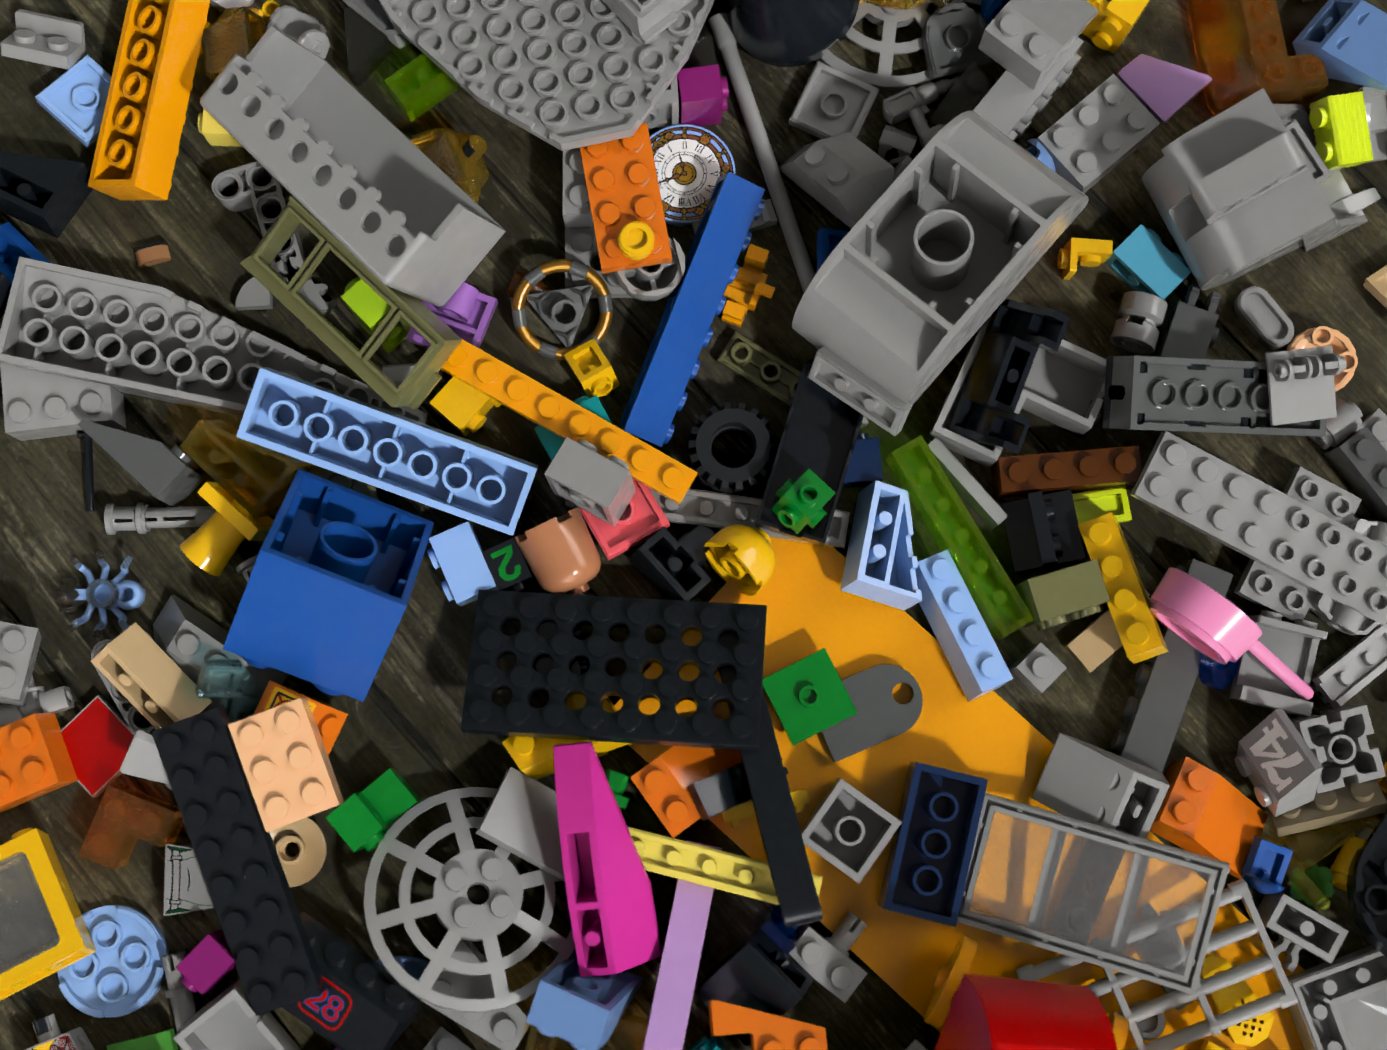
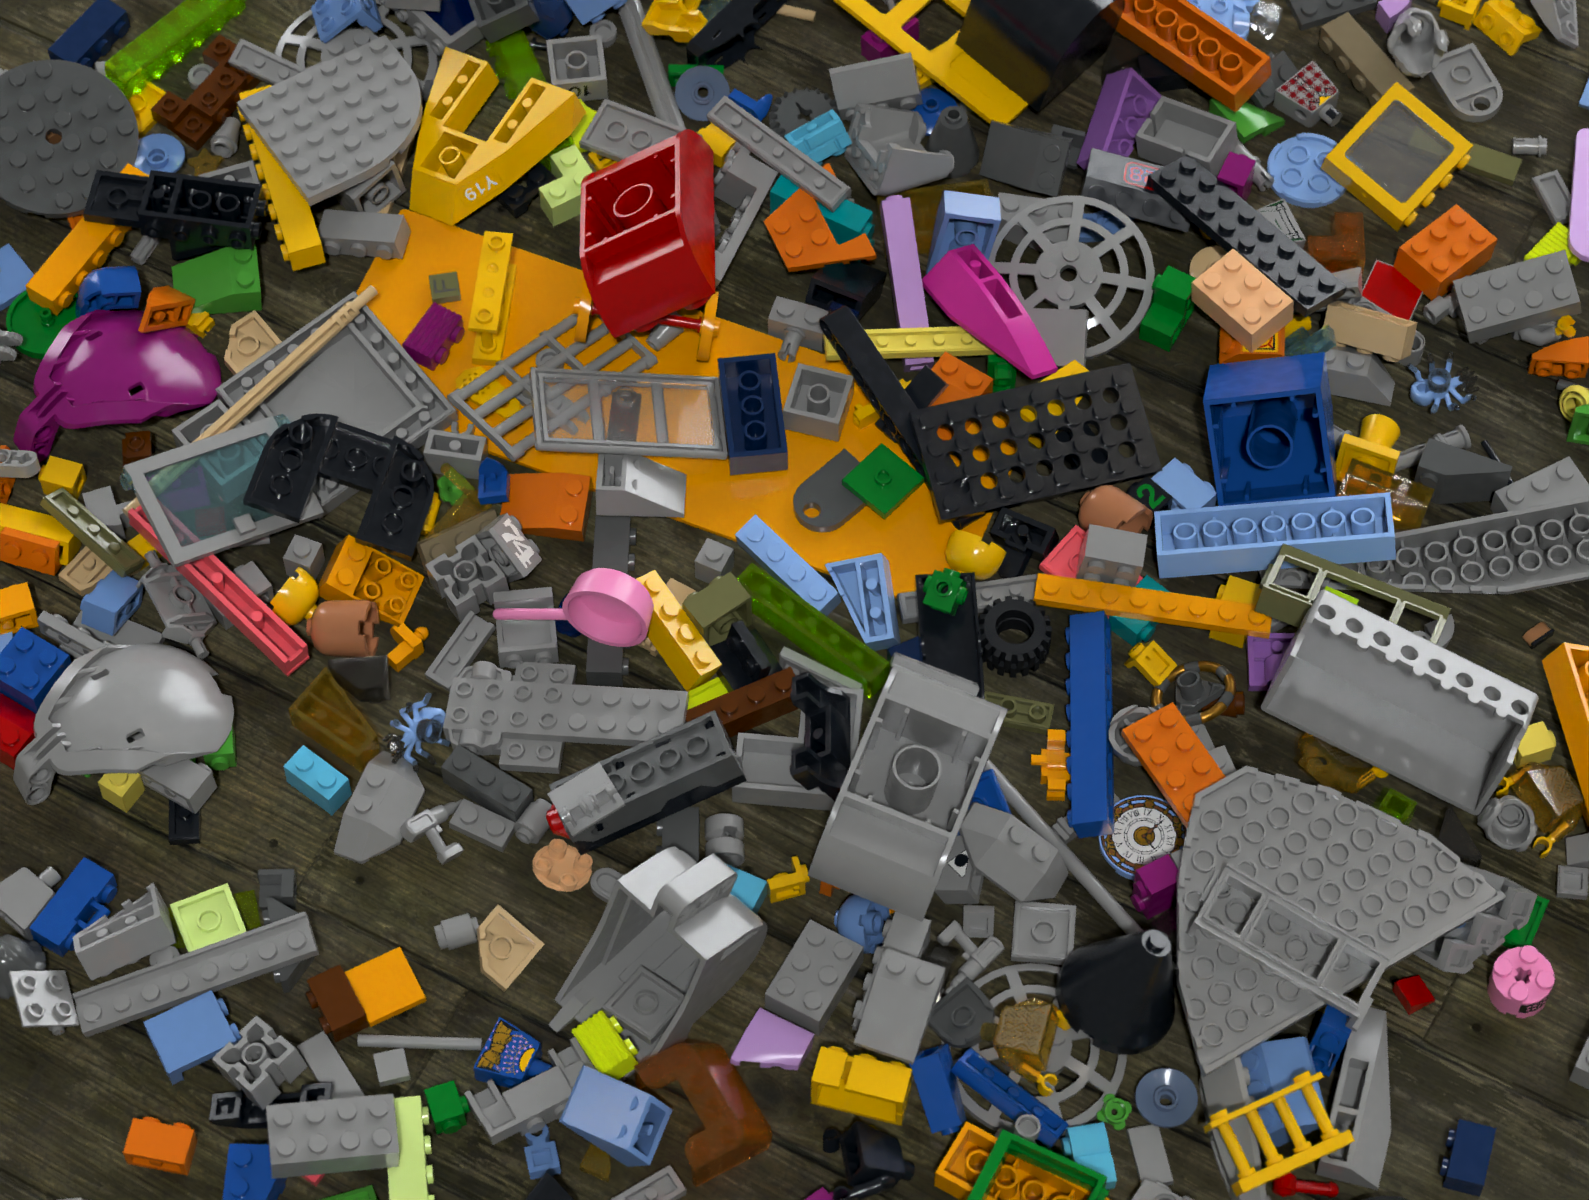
camera: 165 degrees right, 20 degrees down
(636, 240) = (1154, 724): yellow tile -> none

